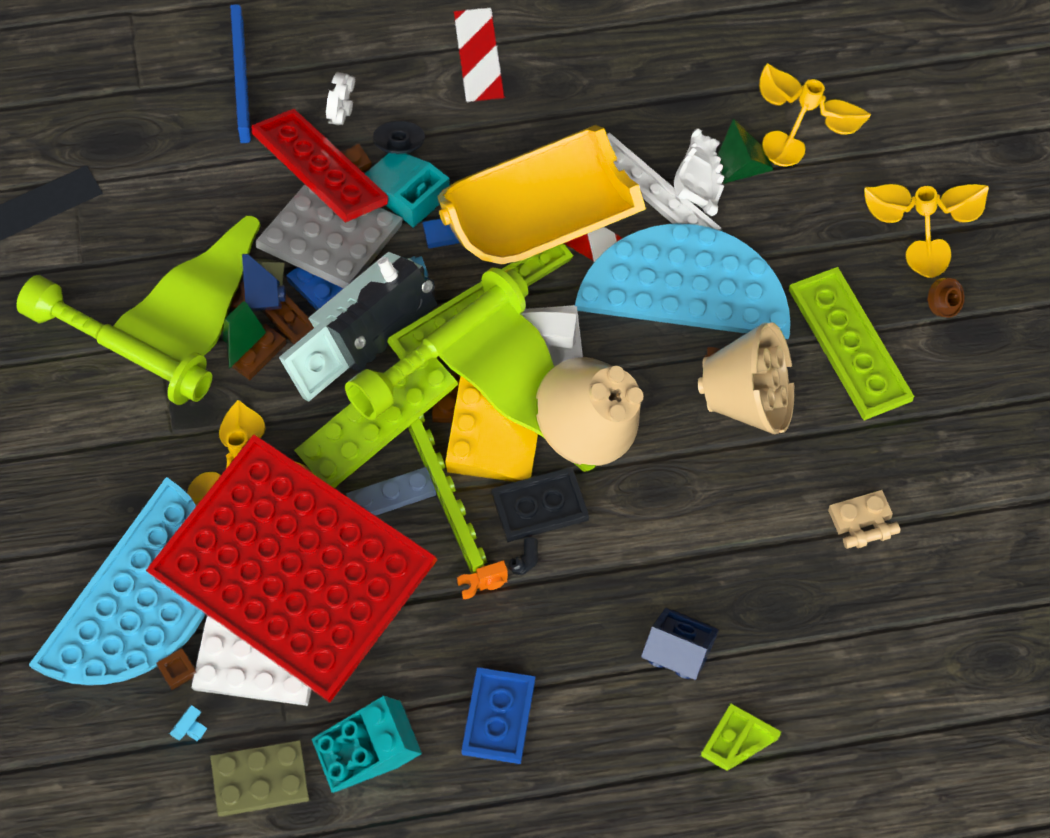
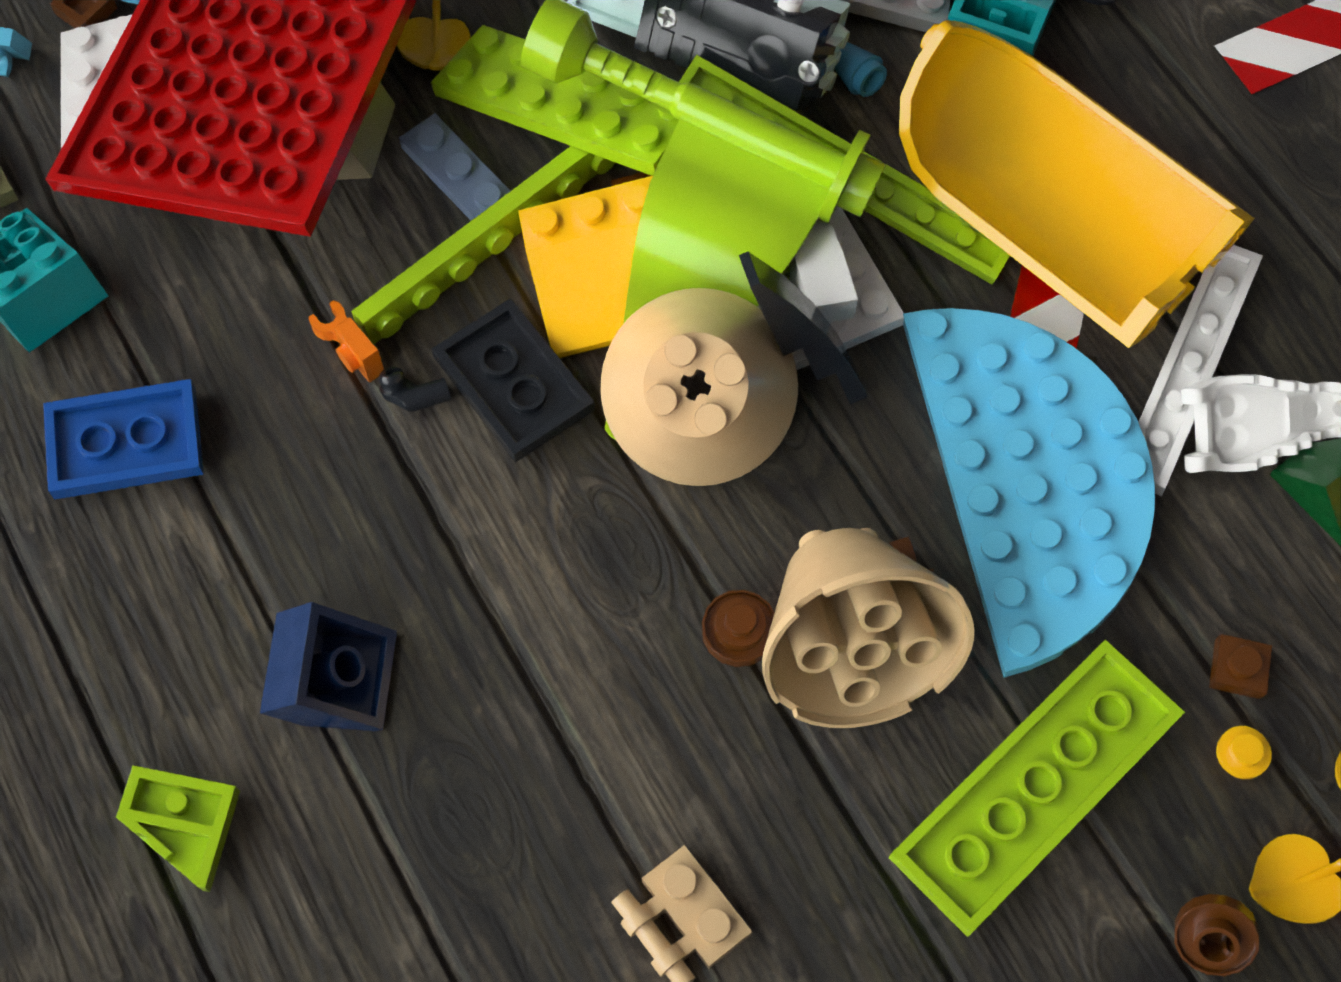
camera: 70 degrees right, 5 degrees up
(585, 345) = (801, 325): none -> black slope
(725, 442) = (737, 627): none -> reddish brown plate
(819, 236) = (1240, 666): none -> reddish brown plate
(863, 253) = (1243, 752): none -> yellow plate

